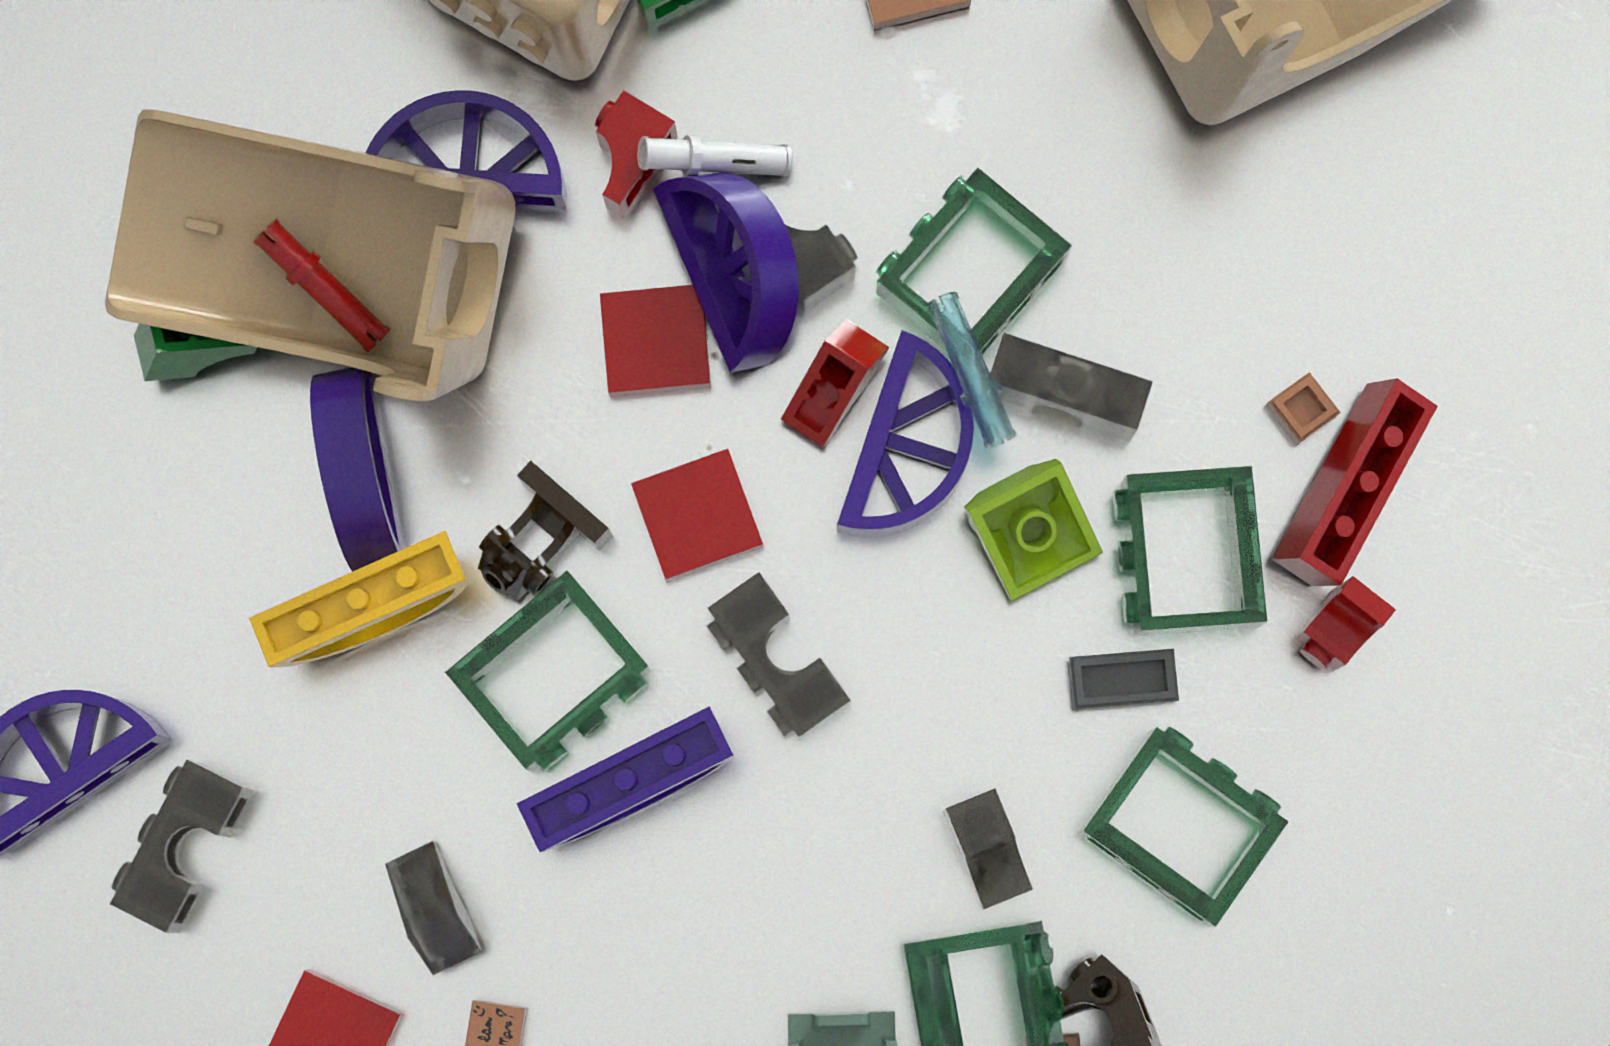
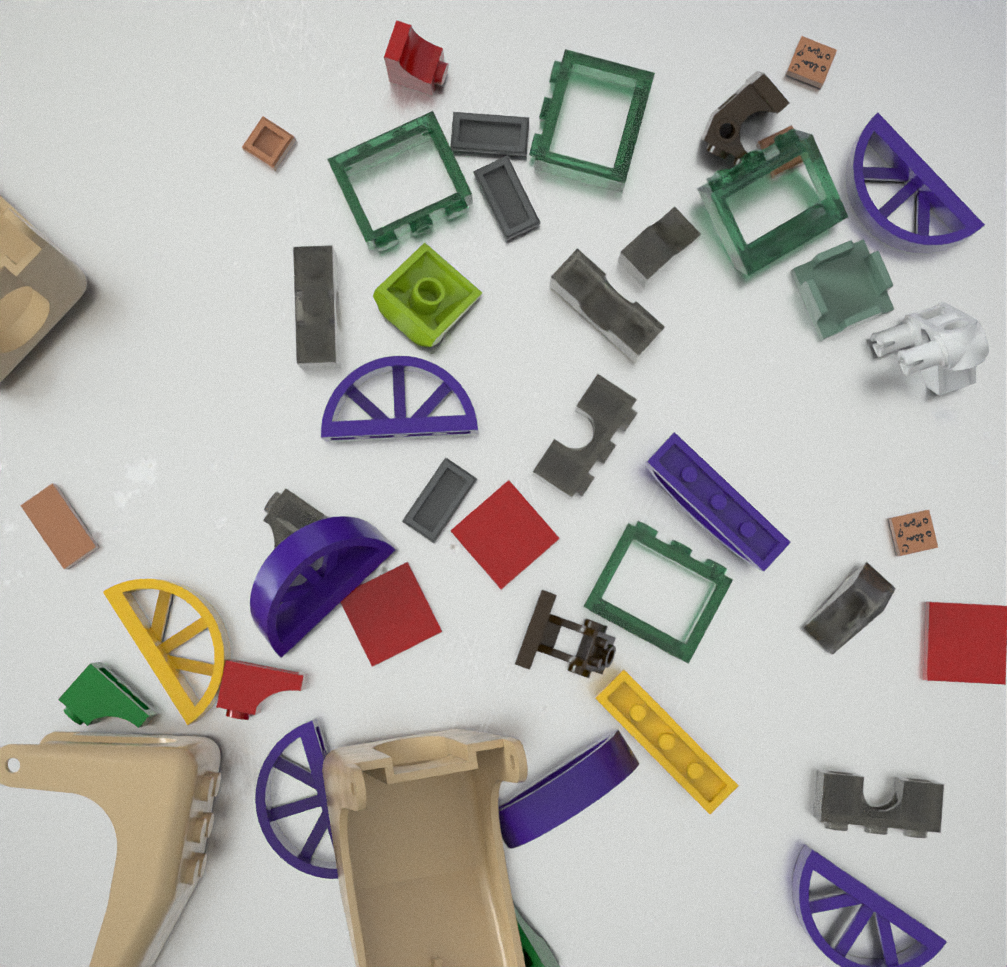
camera: 110 degrees left, 5 degrees up
(307, 271) = (440, 883): red pin -> none
(694, 155) = (246, 635): white pin -> none
(717, 48) = (157, 653): none -> yellow window
(771, 451) = (439, 500): none -> dark grey tile
(834, 382) = (374, 472): red arch -> none
(929, 230) = (242, 448): clear green window -> none
(934, 746) = (591, 294): none -> clear smoke arch
(978, 387) = (333, 375): clear light blue pin -> none
(1215, 689) = (489, 133): none -> dark grey tile
(1354, 483) = (311, 86): red brick -> none

